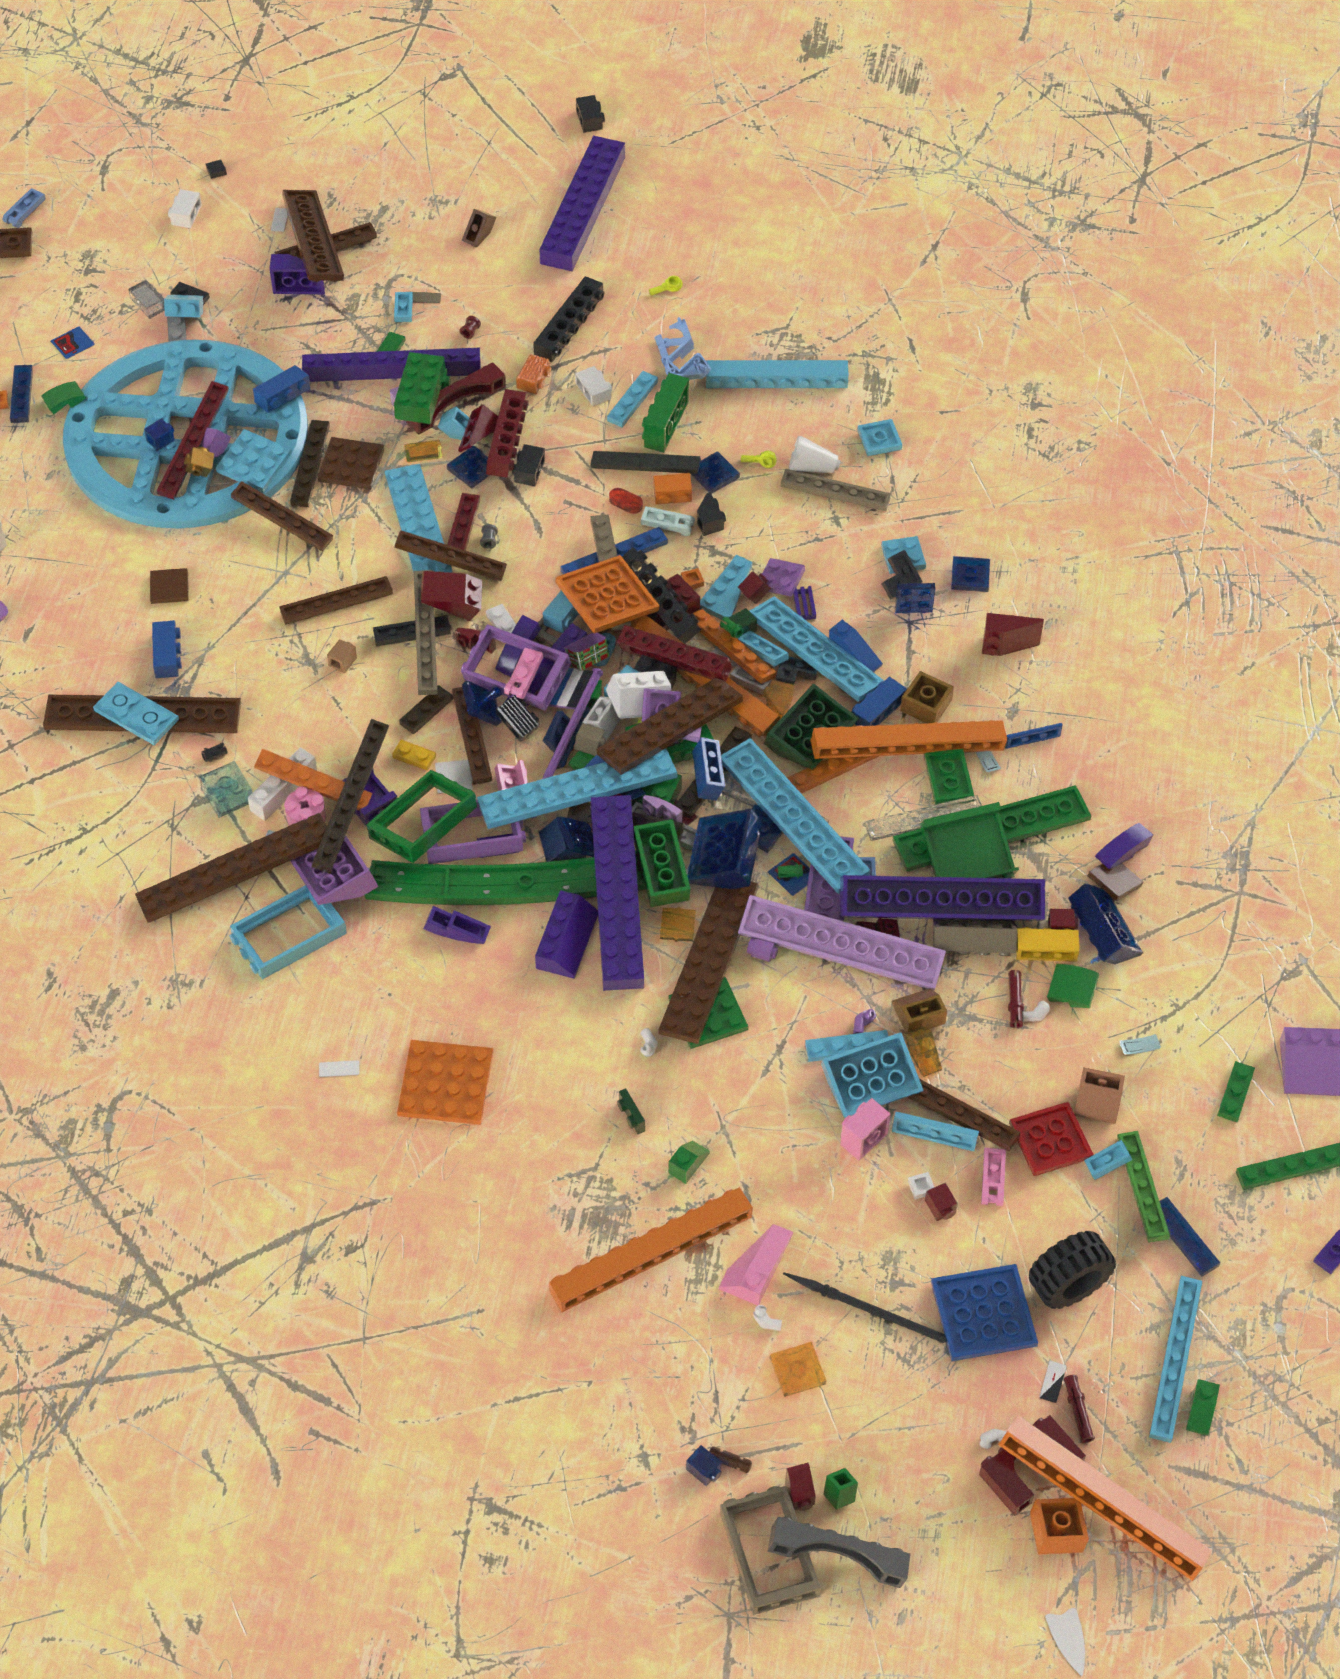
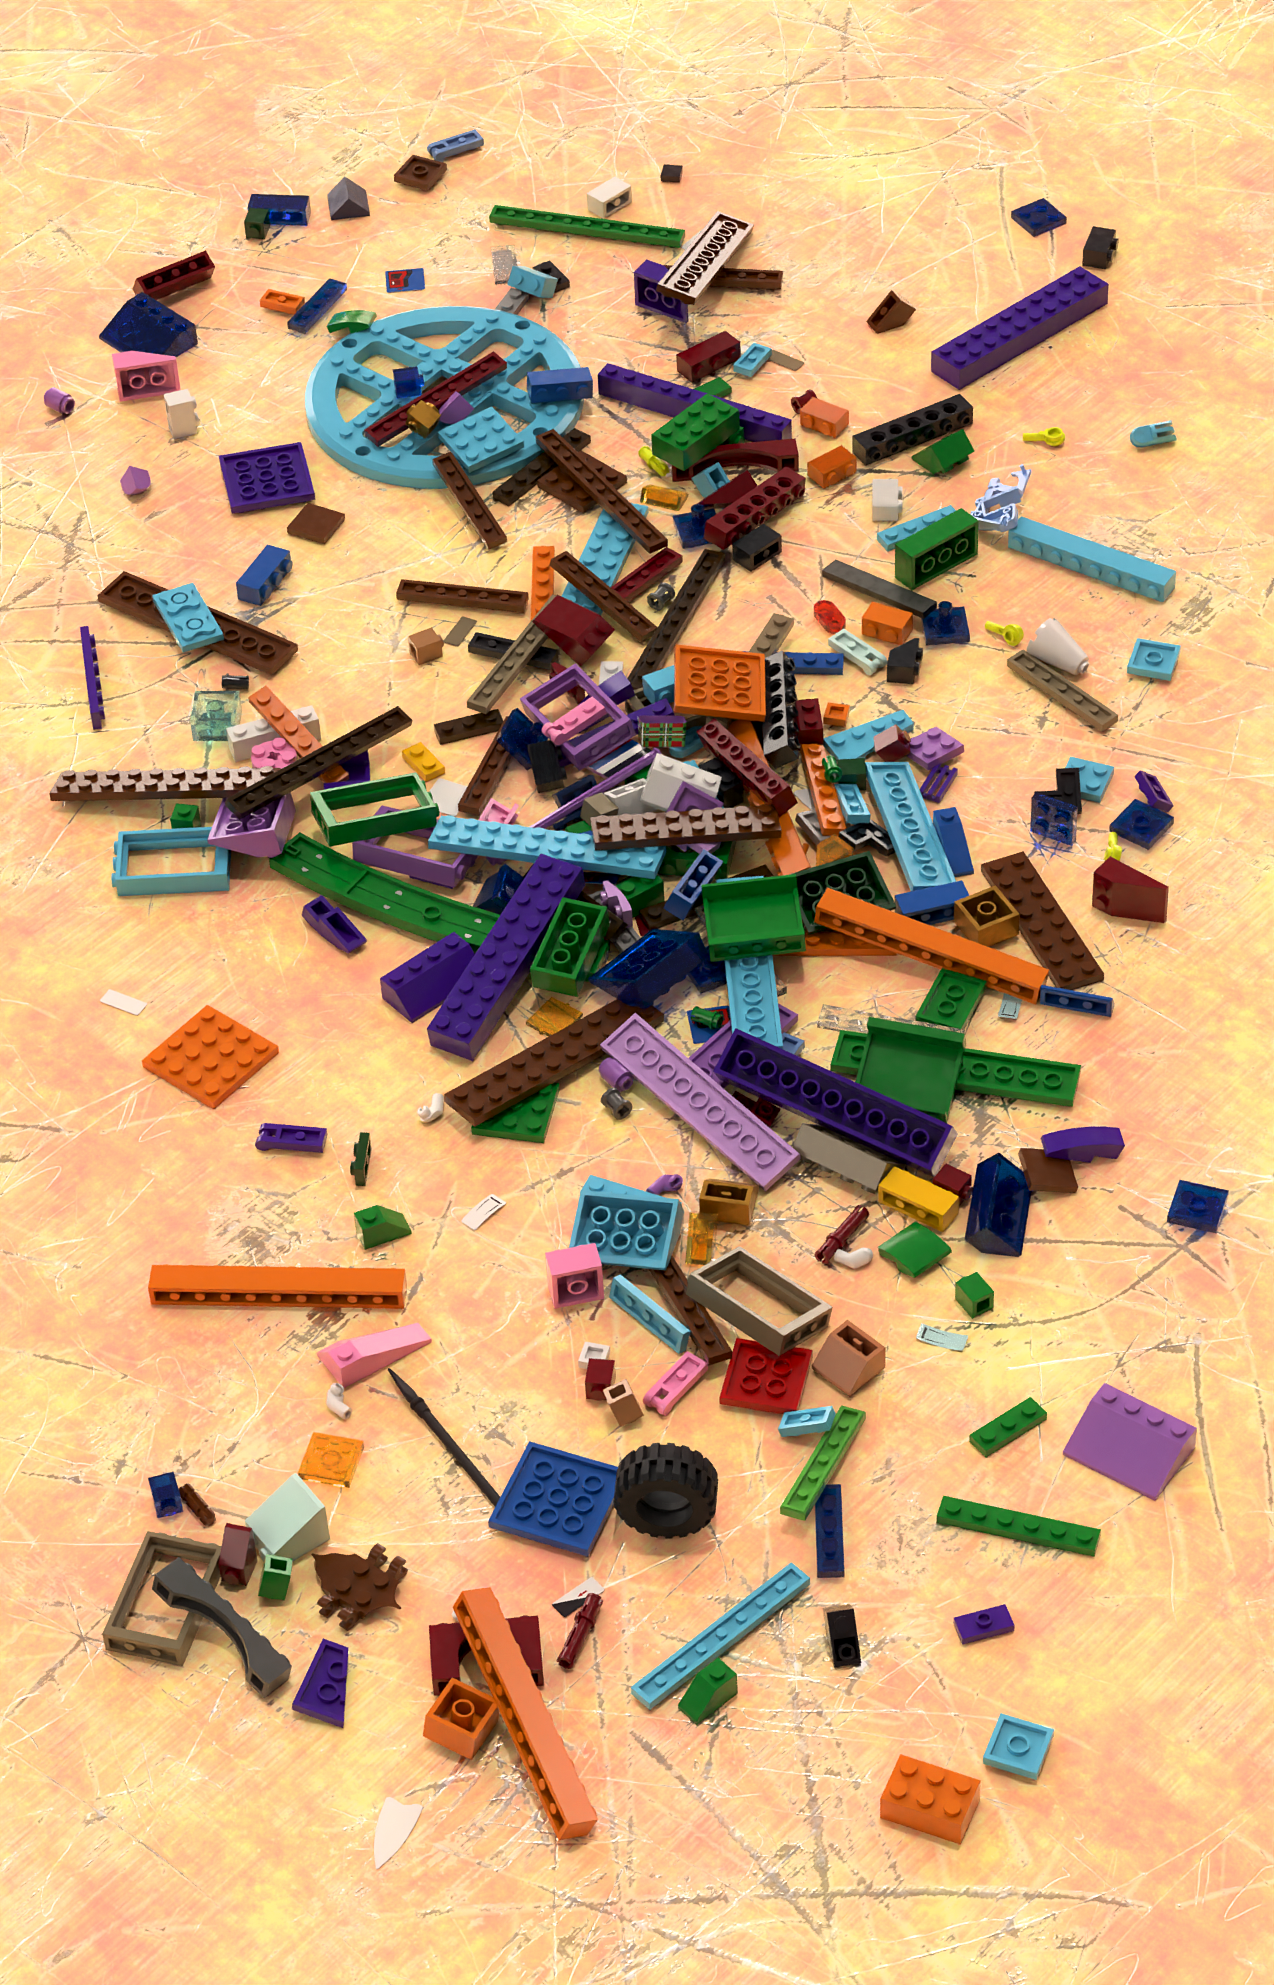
camera: 35 degrees right, 10 degrees down
(91, 796) = (93, 682): none -> dark purple plate
(99, 562) = (266, 477): none -> dark purple plate
(185, 240) = (587, 226): none -> green plate
(271, 889) = (185, 816): none -> green brick
(354, 630) = (460, 631): none -> dark tan sticker
(369, 317) = (708, 356): none -> dark red brick
(380, 466) = (602, 491): none -> reddish brown plate
(389, 565) = (541, 577): none -> orange plate
(394, 424) = (652, 461): none -> neon yellow axle
(495, 334) = (824, 417): none -> orange brick
(514, 550) = (677, 616): none -> dark brown plate
(523, 104) = (1038, 217): none -> clear blue plate
(563, 1120) = (291, 1137): none -> dark purple plate
(606, 329) = (945, 453): none -> green slope
(741, 256) = (1153, 434): none -> medium azure arm
(748, 1108) = (482, 1211): none -> white sticker
(775, 777) = (753, 918): none -> green panel
(780, 973) = (616, 1103): none -> dark grey bush
(816, 1439) = (289, 1521): none -> light aqua slope
(897, 1459) = (357, 1584): none -> reddish brown animal
(937, 1554) = (324, 1685): none -> dark purple wing
(954, 541) = (1153, 791): none -> dark purple plate
(970, 606) = (1113, 849): none -> neon yellow plate
(970, 687) = (1043, 922): none -> reddish brown plate
(975, 1212) = (623, 1402): none -> medium nougat brick
(1005, 1101) = (814, 1310): none -> dark tan door
(1140, 1001) = (974, 1295): none -> green brick
(1231, 857) = (1197, 1206): none -> clear blue plate
(1254, 1311) = (842, 1635): none -> black slope

